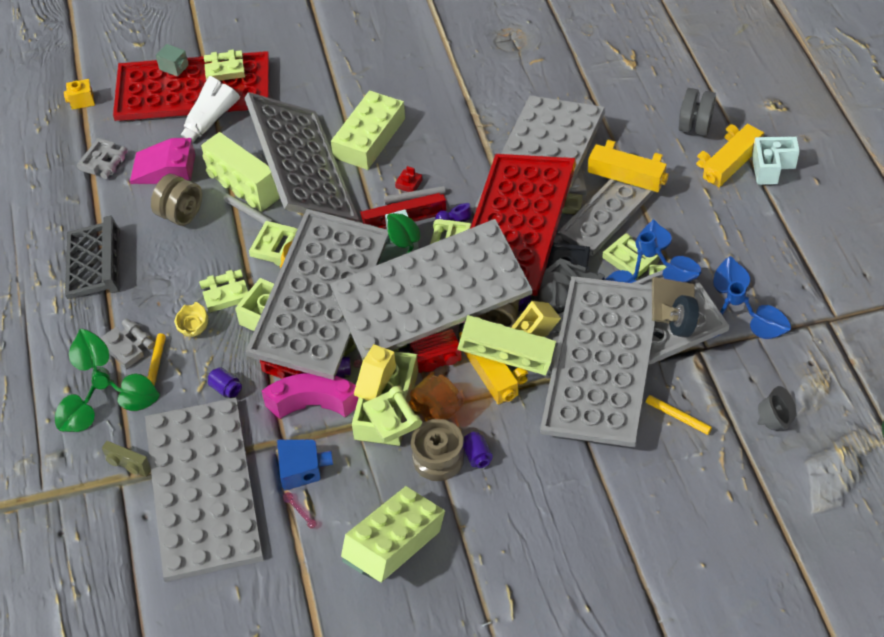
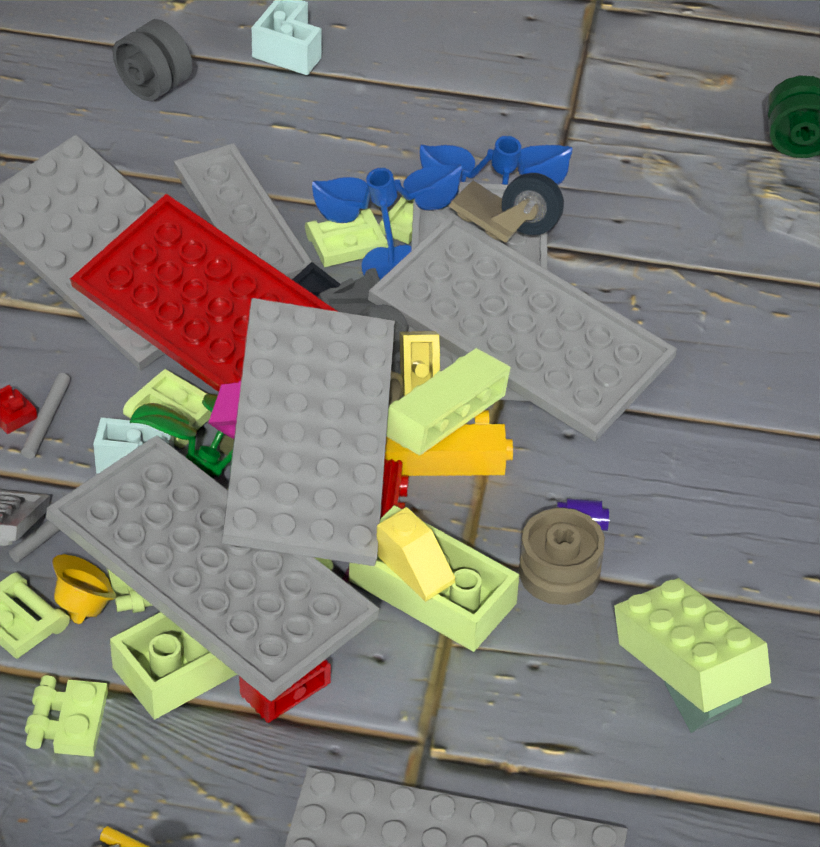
camera: 70 degrees left, 5 degrees down
(191, 320) = (112, 770): light yellow hair -> none
(224, 382) = (271, 771): dark purple brick -> none
(288, 498) = (532, 768): clear pink hinge -> none
(300, 462) = (483, 725): blue torso -> none
(309, 389) = (364, 659): dark pink brick -> none
(386, 420) = (493, 576): yellowish green plate -> none
(416, 209) = (79, 443): red fence -> none
(435, 398) = (480, 517): clear orange brick -> none
(459, 213) = (130, 373): dark purple plate -> none
(628, 167) = (201, 164): yellow brick -> none
(681, 416) = (648, 299): yellow bar -> none
(730, 156) = (244, 67): yellow brick -> none
(777, 409) = (693, 218): dark grey piece -> none

